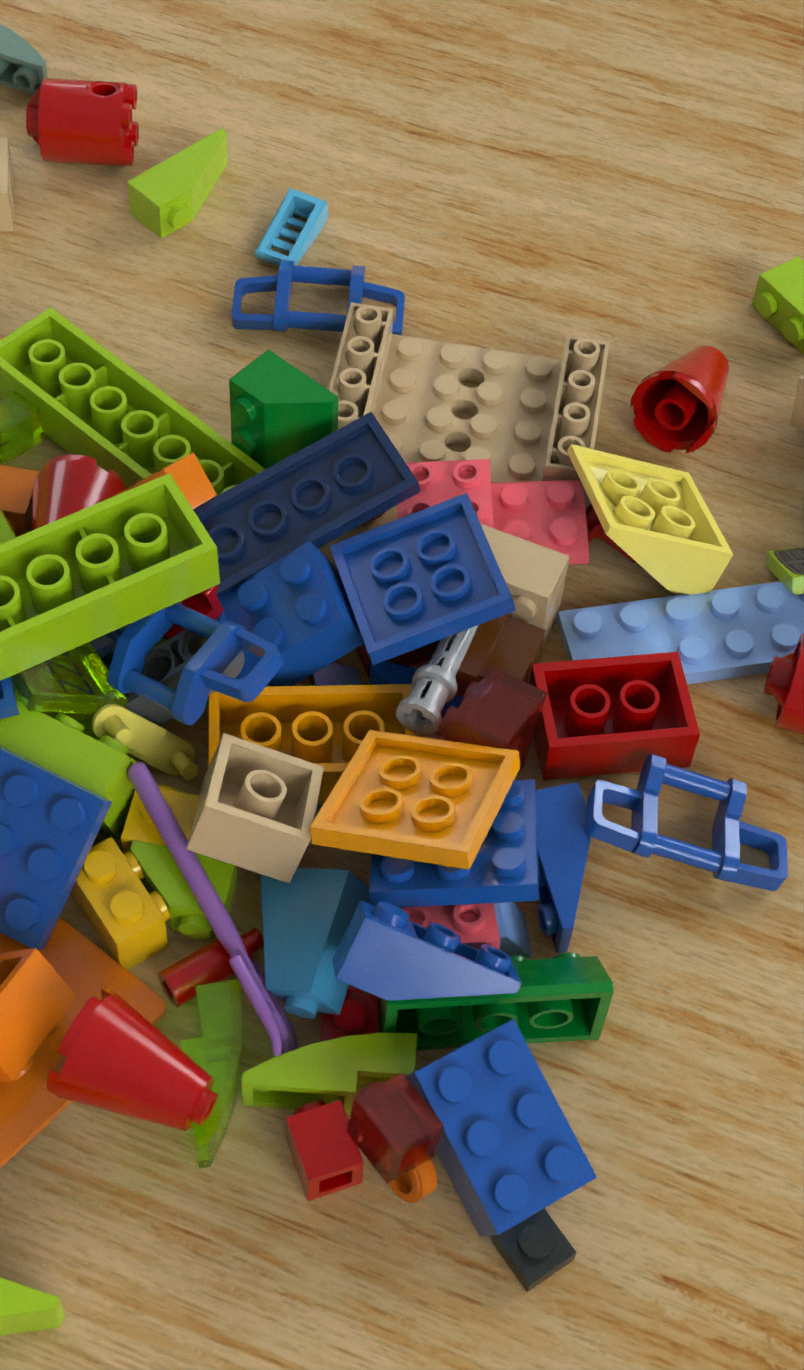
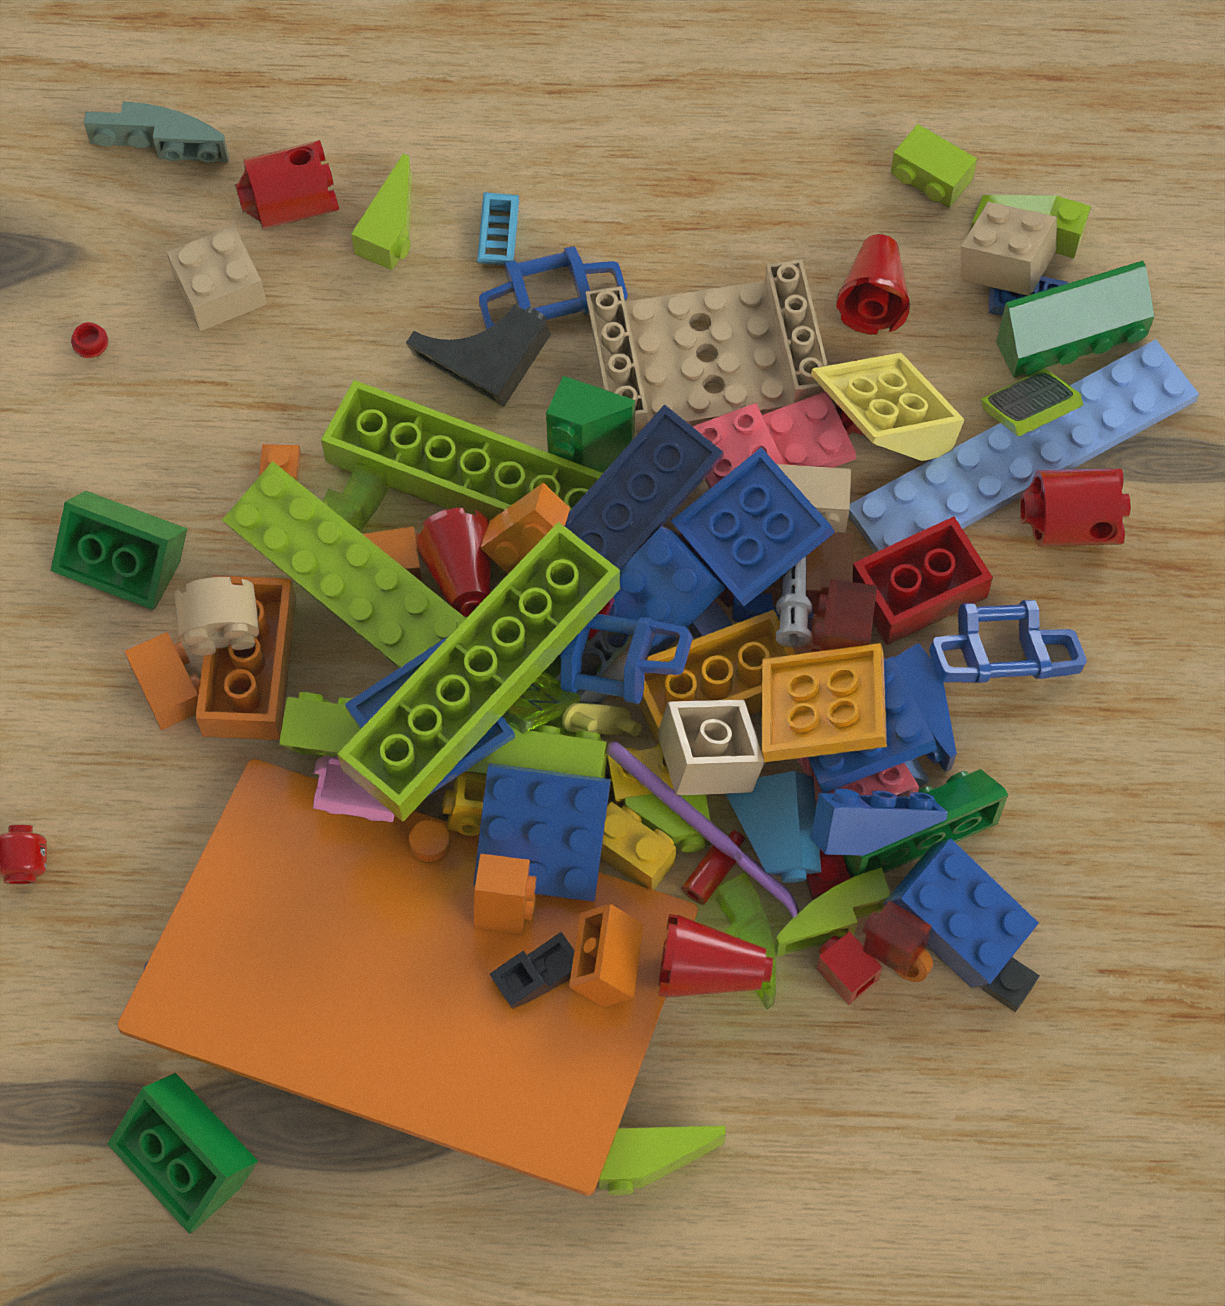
camera: 15 degrees left, 10 degrees up
(218, 338) = (492, 359): none -> pearl dark grey arch

